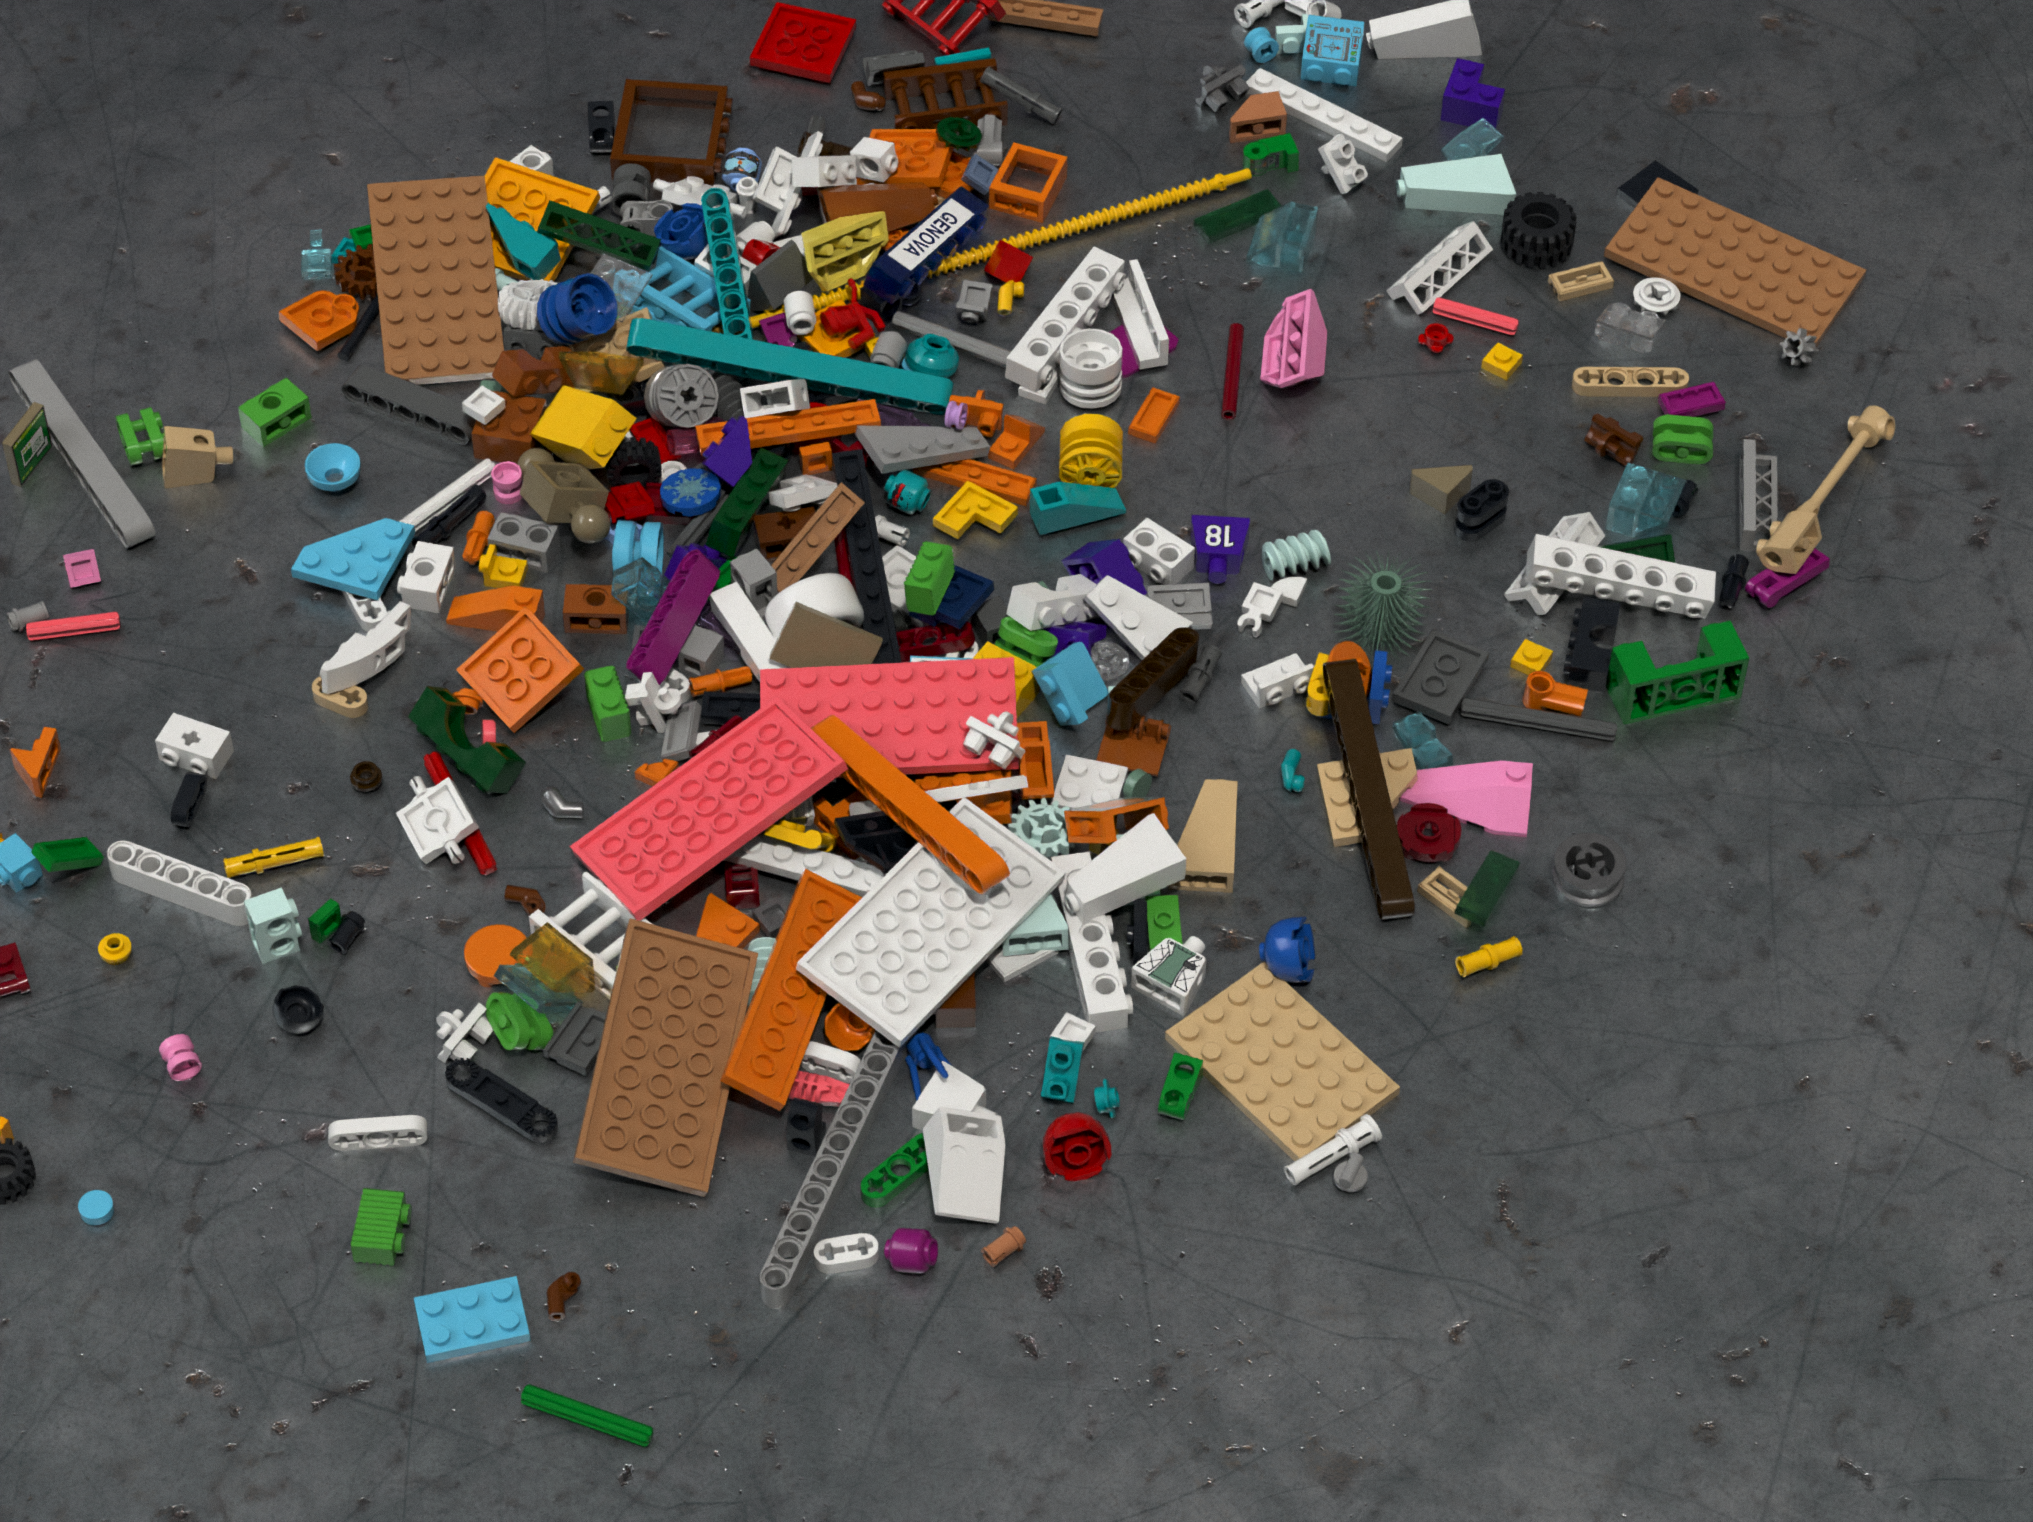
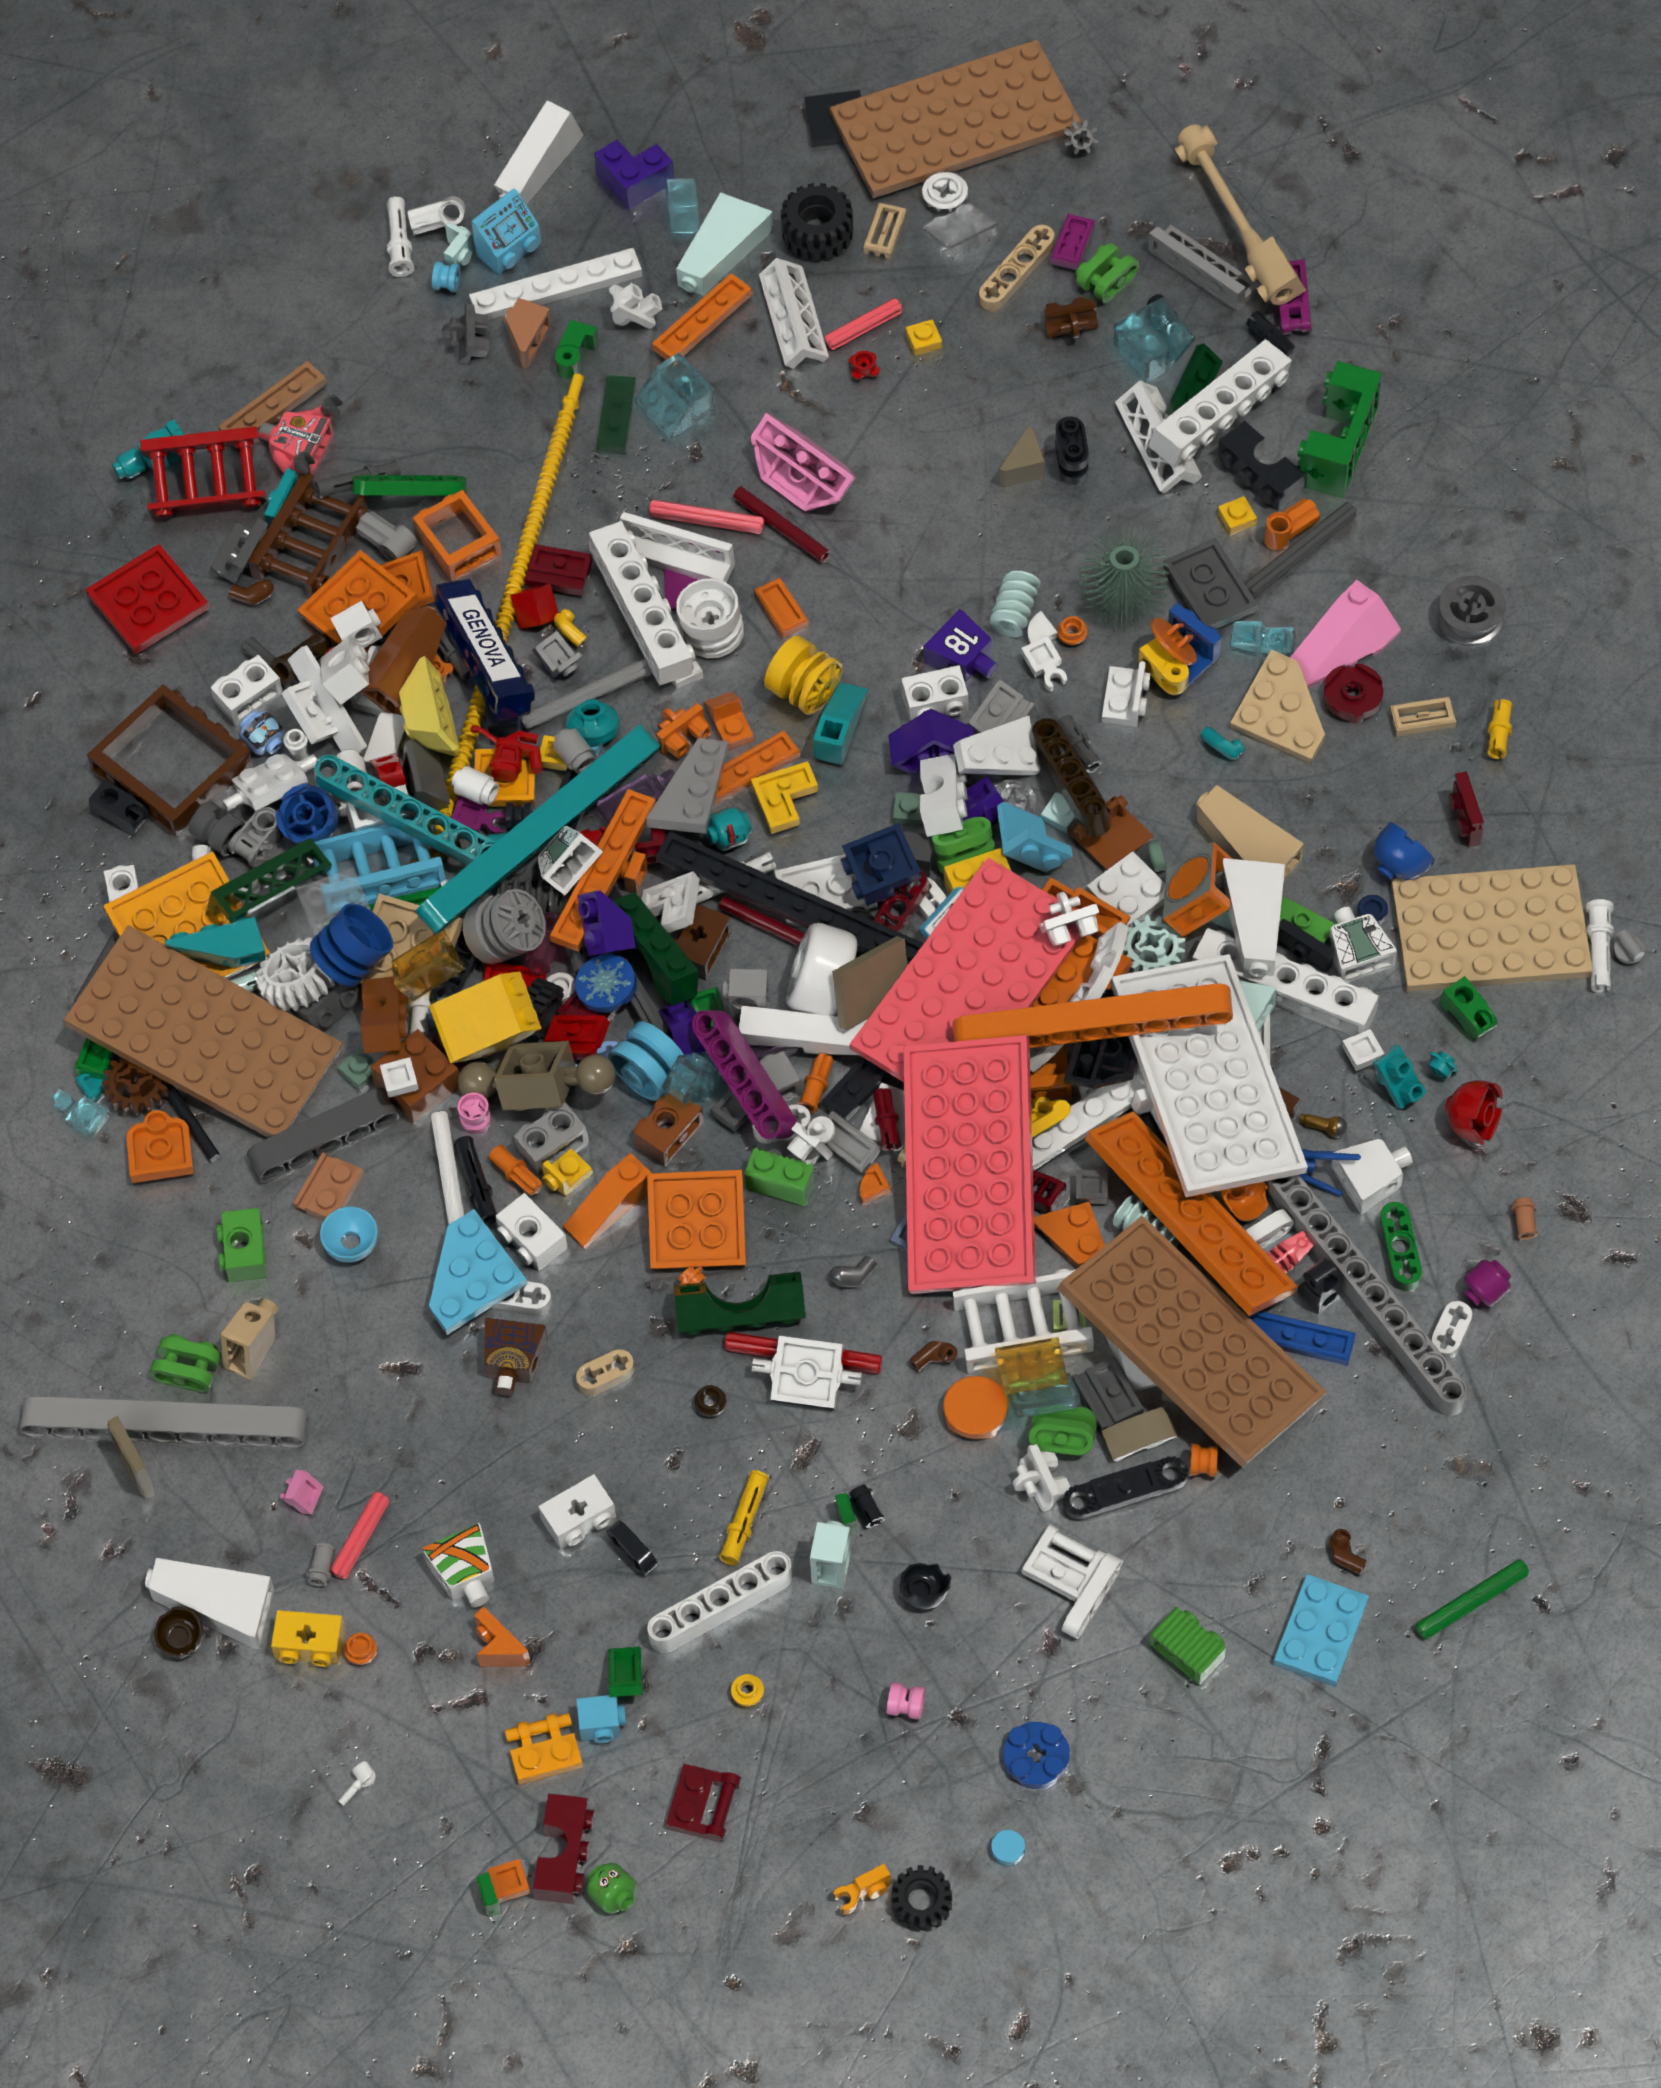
camera: 50 degrees left, 10 degrees up
(92, 701) = (462, 1565): none -> torso
(196, 1162) = (1023, 1768): none -> blue plate
(307, 625) = (512, 1352): none -> reddish brown torso
(369, 654) = (584, 1320): white slope -> none
(372, 435) = (328, 1186): none -> nougat plate
(383, 1090) = (1057, 1570): none -> white plate
(488, 731) = (741, 1284): coral tile -> none
(559, 1078) = (1139, 1433): none -> dark tan slope
(565, 1137) = (1203, 1460): none -> orange wheel
(751, 1146) = (1306, 1337): none -> blue tile
(766, 133) = (250, 694): none -> white brick
(816, 536) = (735, 916): medium nougat plate -> none
(929, 578) = (869, 864): bright green brick -> none
(956, 415) = (686, 742): lavender bush -> none
(965, 1163) = (1441, 1196): white slope -> none
(969, 133) = (375, 541): dark green gear -> none
(979, 174) = (428, 563): sand blue tile -> none
(980, 1056) = (1333, 1126): none -> pearl gold piece
(1029, 45) = (302, 436): none -> torso
(1043, 126) = (408, 485): none -> green beam
(1054, 258) = (561, 568): none -> dark red plate
(1194, 322) = (706, 516): none -> coral axle
(1222, 967) = (1374, 906): none -> dark blue tile
(1308, 610) = (1075, 624): none -> orange plate
(1368, 789) = (1296, 701): dark brown beam -> none
(1377, 215) = (703, 317): none -> orange plate
(1379, 973) = (1465, 803): none -> dark red plate
(1487, 888) = (1439, 687): clear green tile -> none

